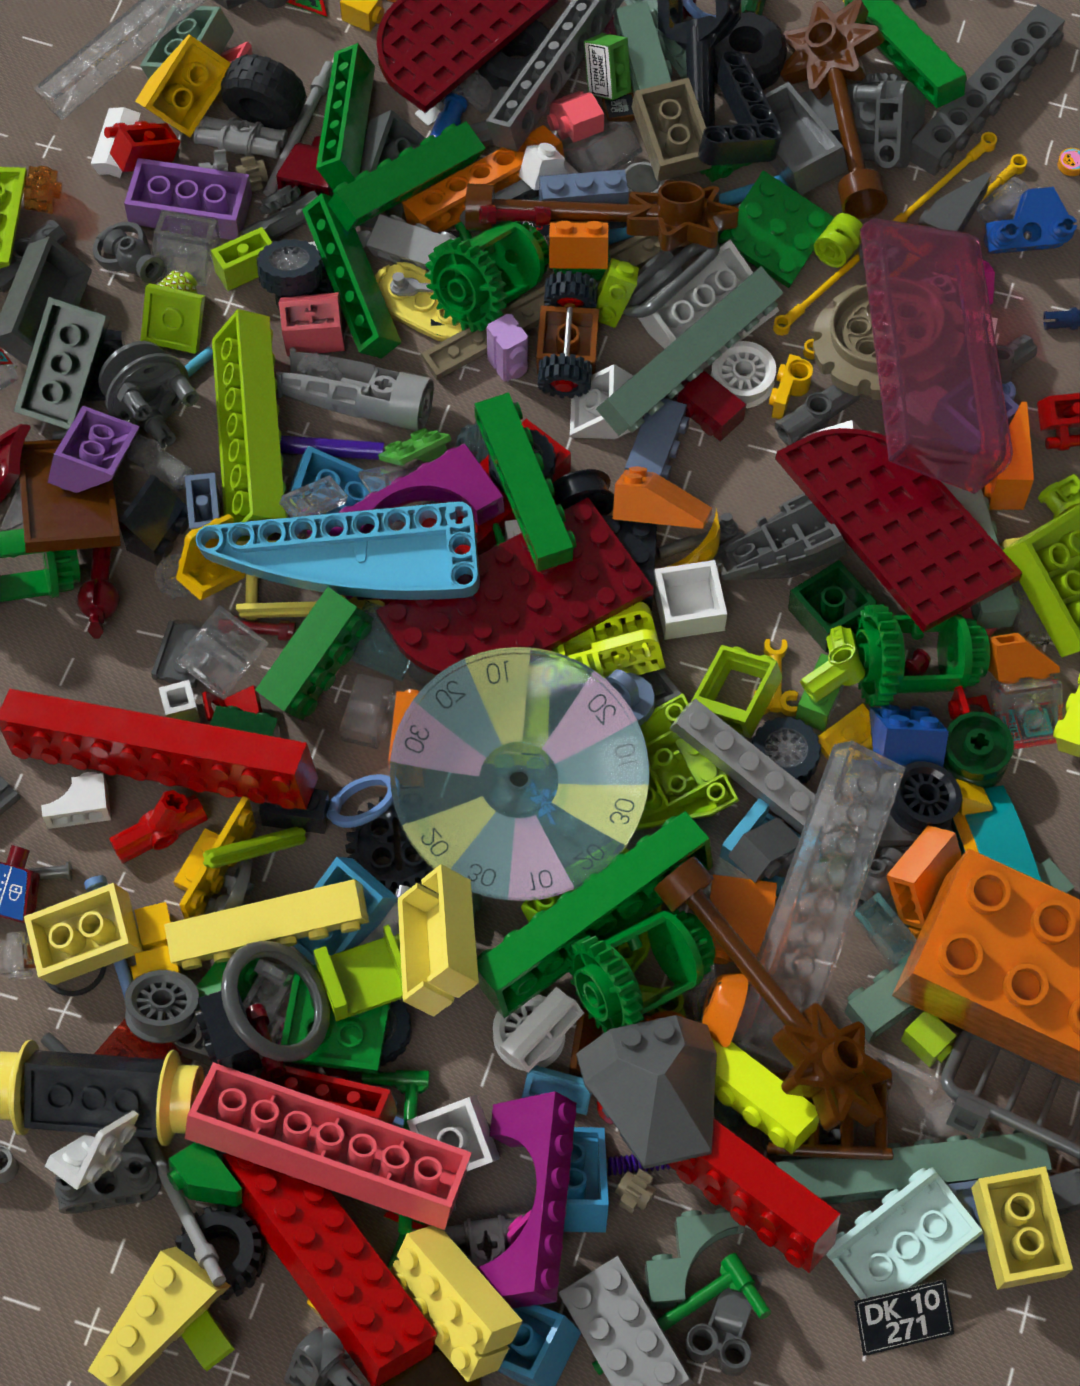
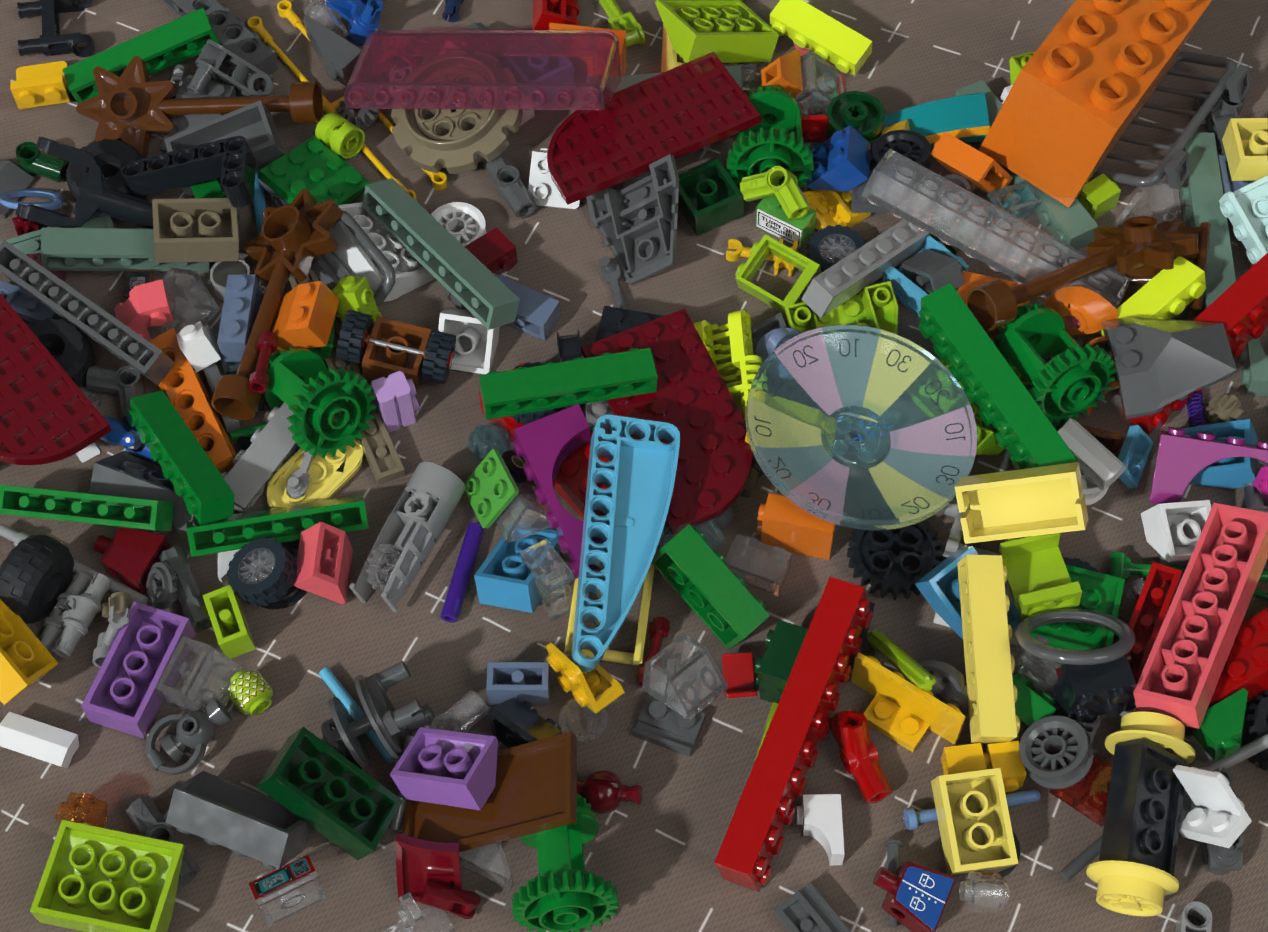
camera: 80 degrees left, 5 degrees down
(141, 141) = (62, 705): red brick -> none
(172, 318) = (286, 694): lime plate -> none
(179, 701) = (734, 722): white brick -> none
(248, 419) = (434, 629): lime brick -> none
(341, 796) = (880, 571): medium blue piece -> none
(607, 66) = (96, 278): brick -> none
(654, 500) = (589, 303): orange slope -> none
(689, 599) = (686, 288): white piece -> none
(707, 549) = (628, 271): yellow piece -> none
(789, 384) = (469, 190): yellow plate -> none

